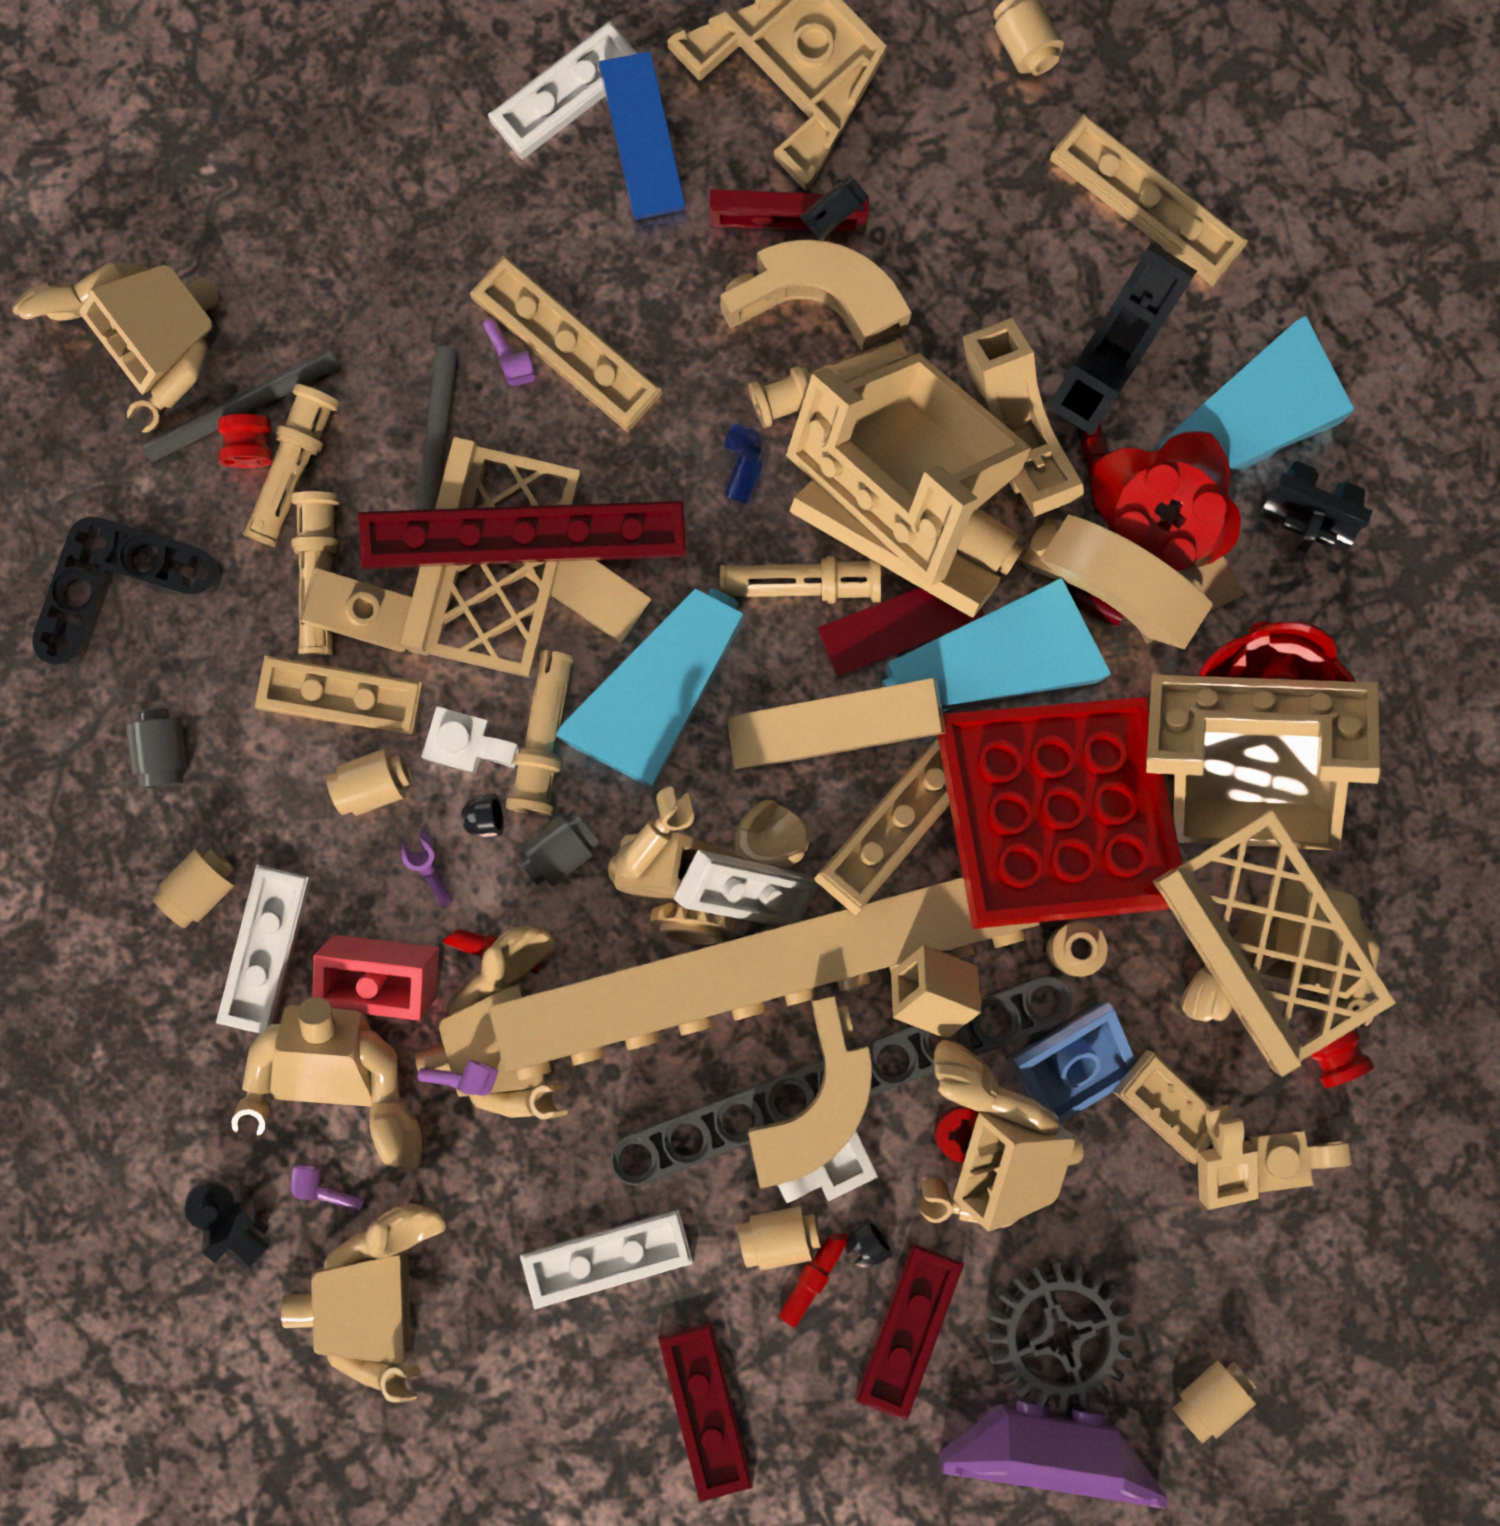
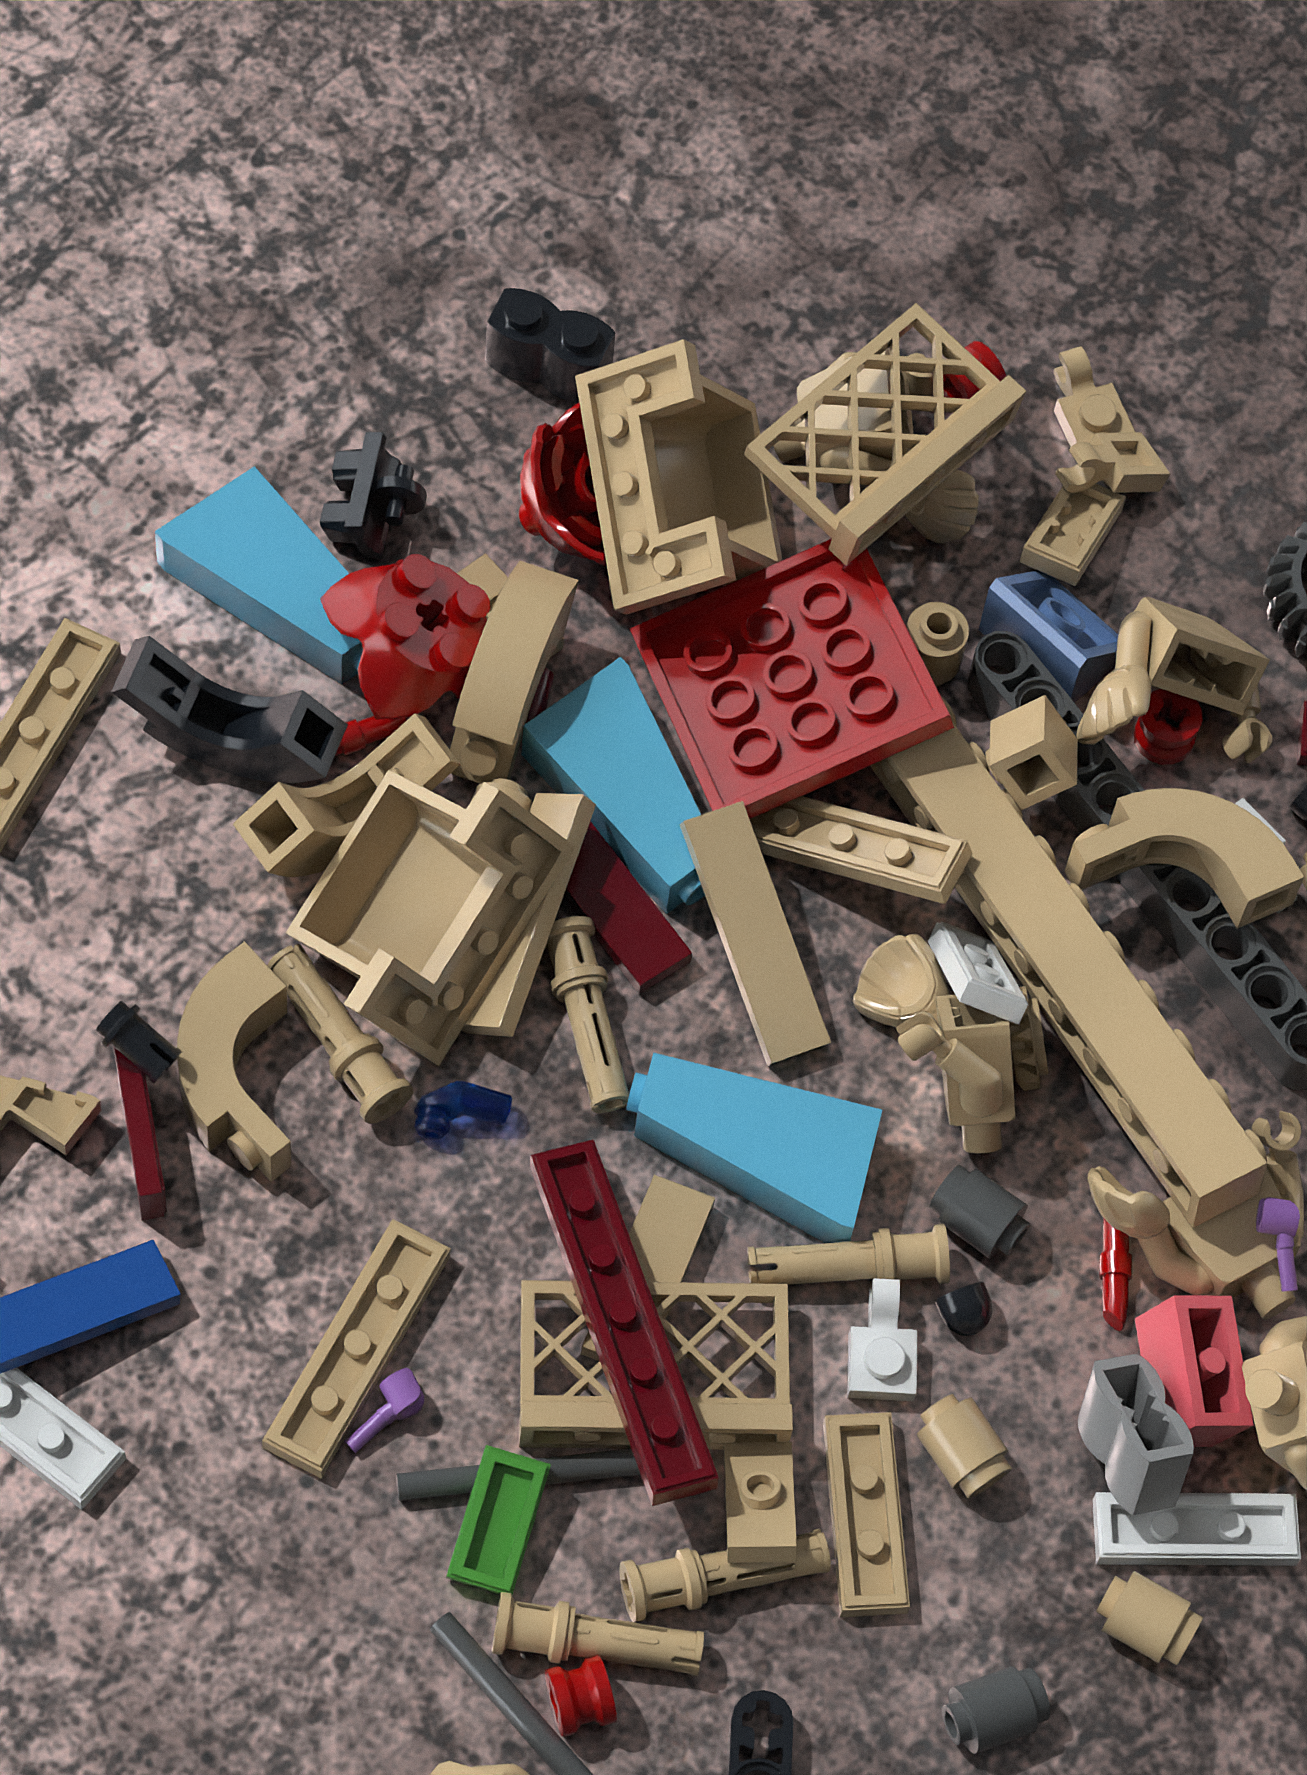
camera: 110 degrees left, 20 degrees down
(314, 915) = (1135, 1434): none -> light grey brick
(397, 413) = (498, 1520): none -> bright green tile
(424, 863) = (1038, 1363): medium lavender hand -> none
(1437, 690) = (539, 343): none -> black brick

